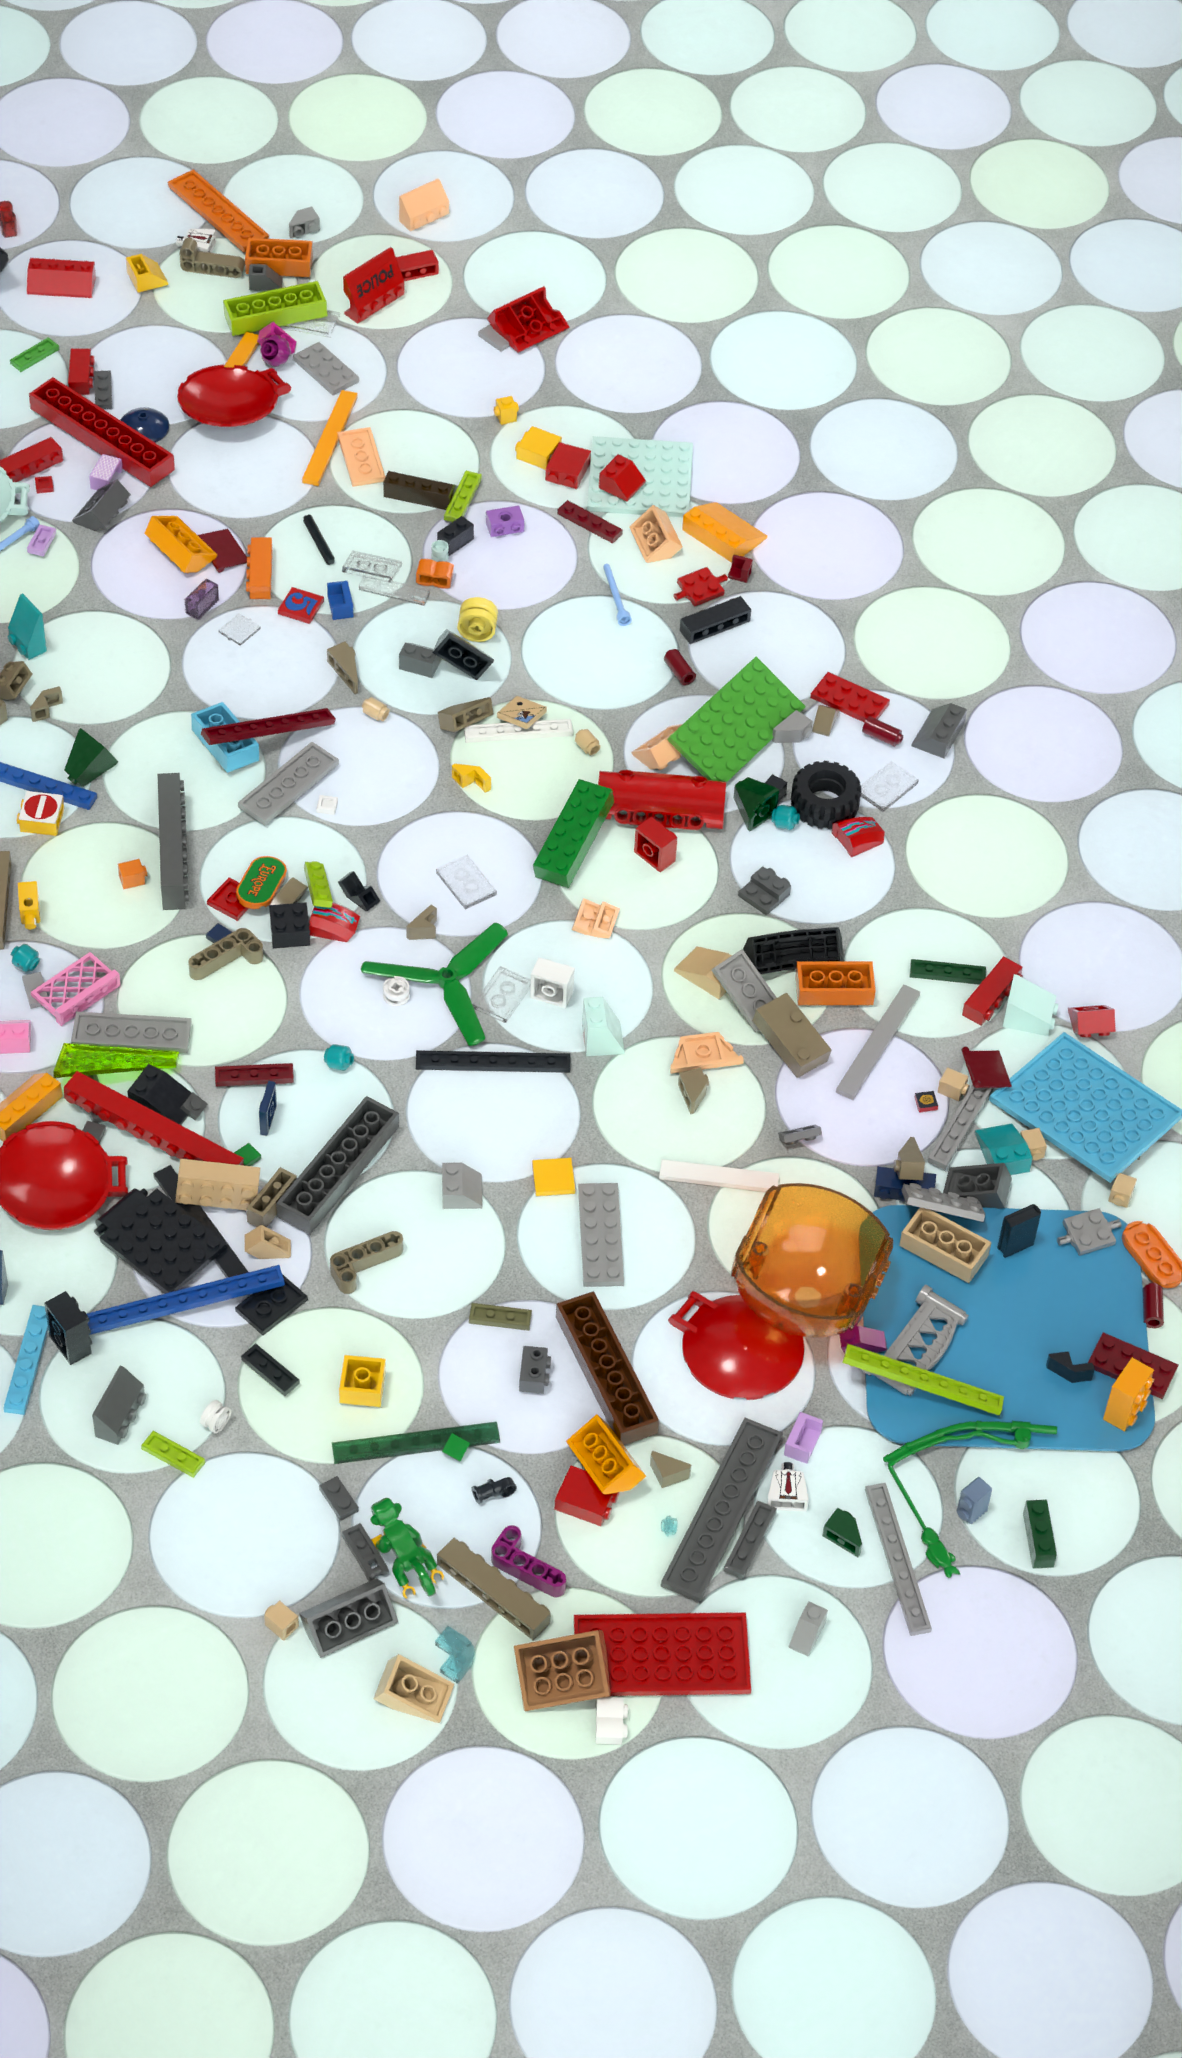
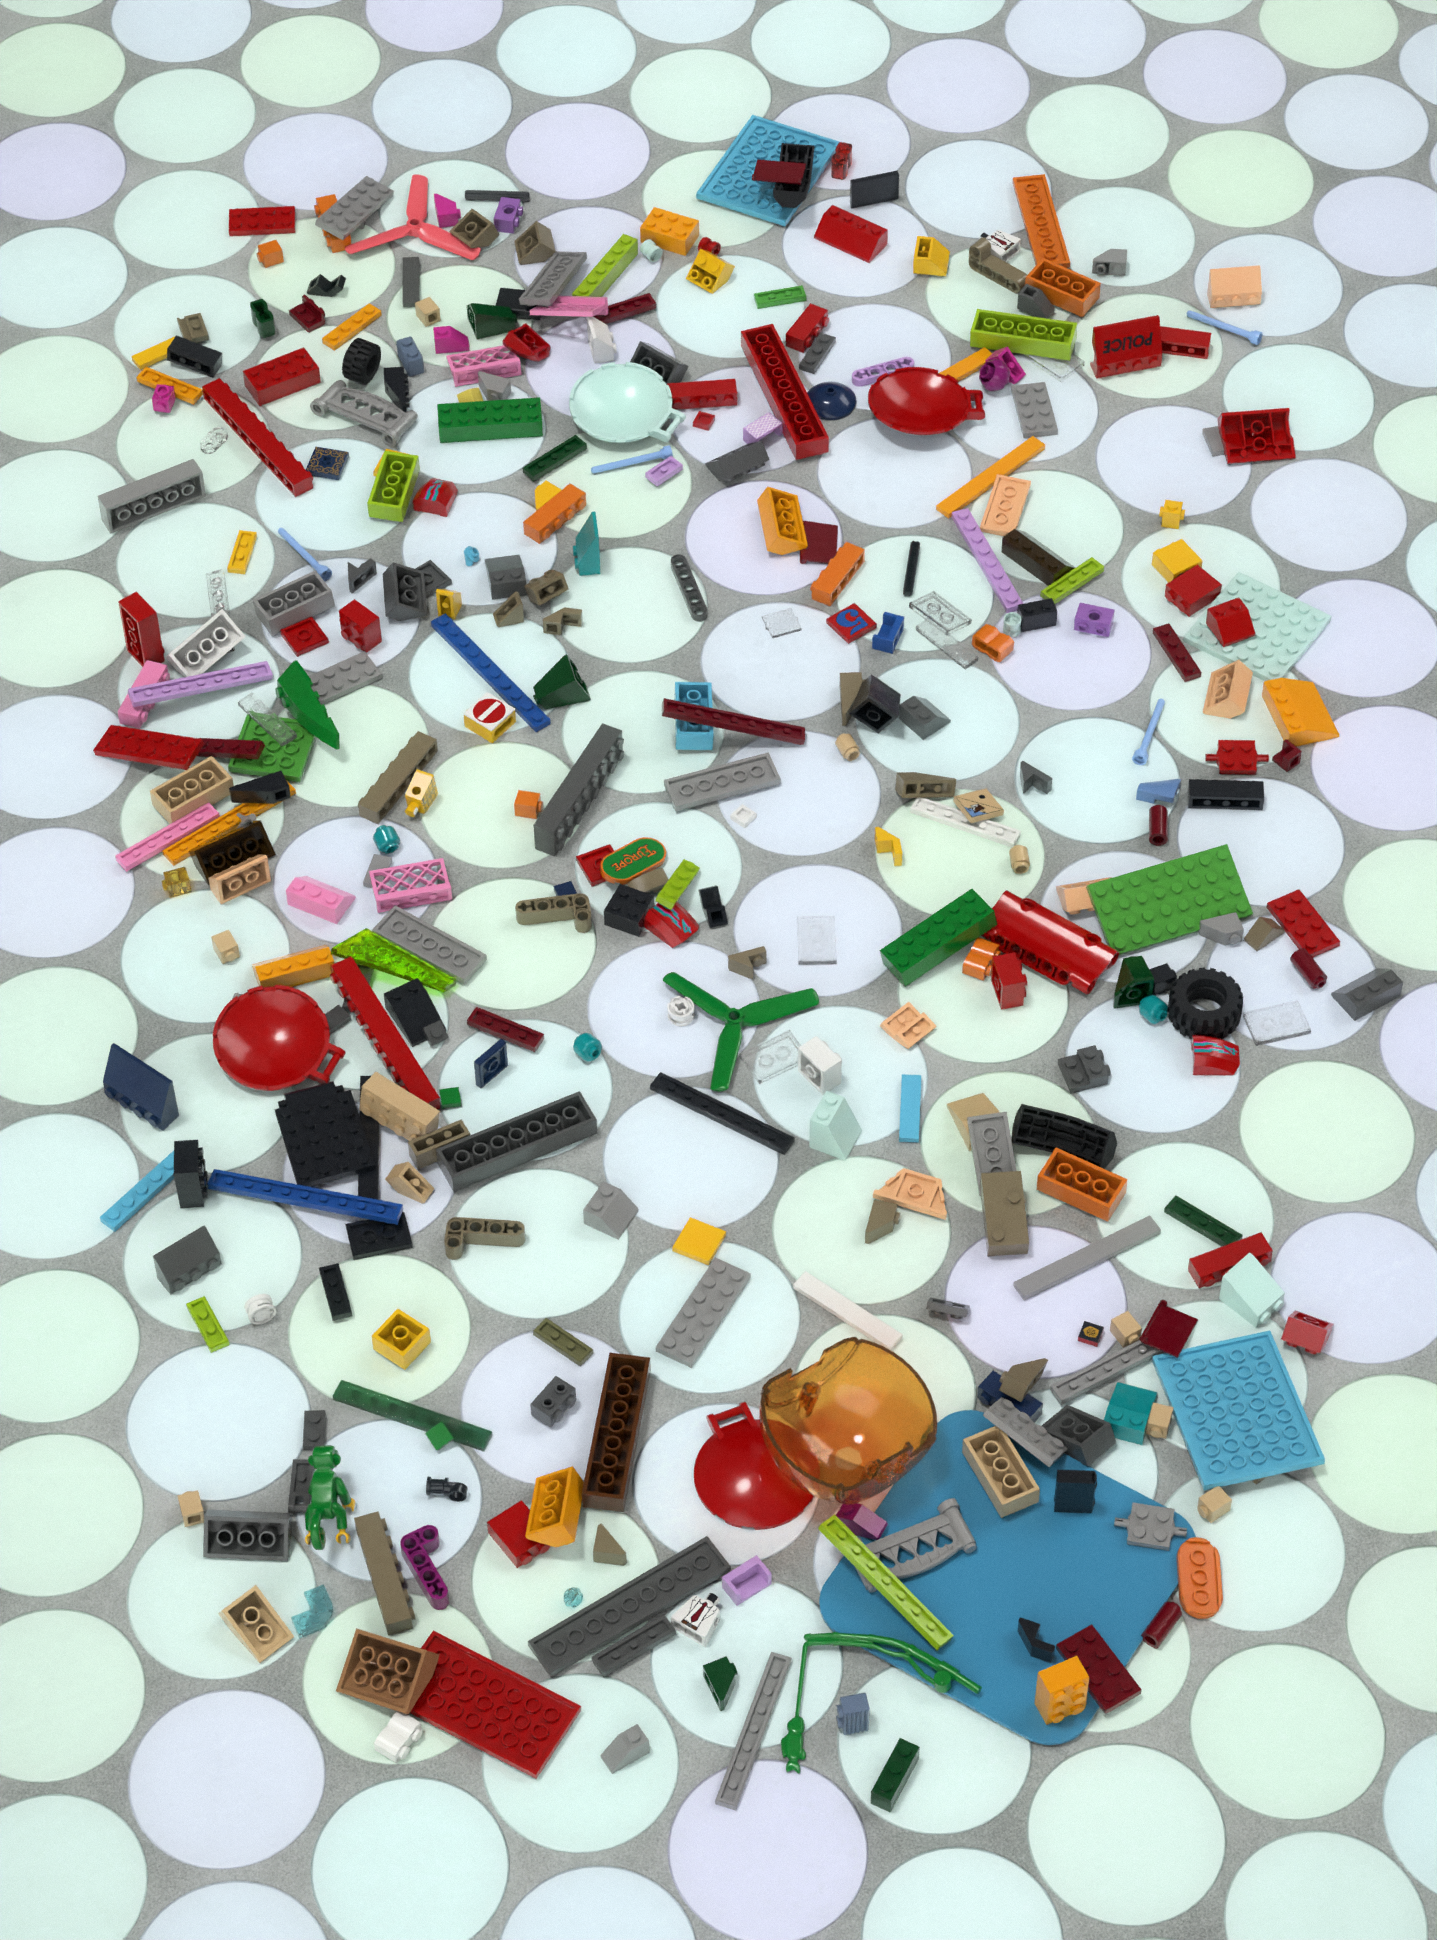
camera: 35 degrees right, 0 degrees up
(56, 232) = (874, 189): none -> black tile
(137, 637) = (688, 594): none -> dark grey beam
(159, 395) = (864, 377): none -> lavender beam
(201, 599) = (763, 581): clear purple brick -> none
(377, 507) = (987, 560): none -> lavender plate
(378, 663) = (876, 704): none -> black slope
(462, 654) = (957, 727): black slope -> none
(464, 241) = (1254, 336): none -> light blue piece
(477, 619) = (996, 701): light yellow wheel -> none
(548, 670) = (1033, 777): none -> dark grey slope
(616, 837) = (979, 960): none -> orange brick
(647, 986) = (910, 1108): none -> medium azure tile
(659, 638) = (1158, 790): none -> medium blue slope

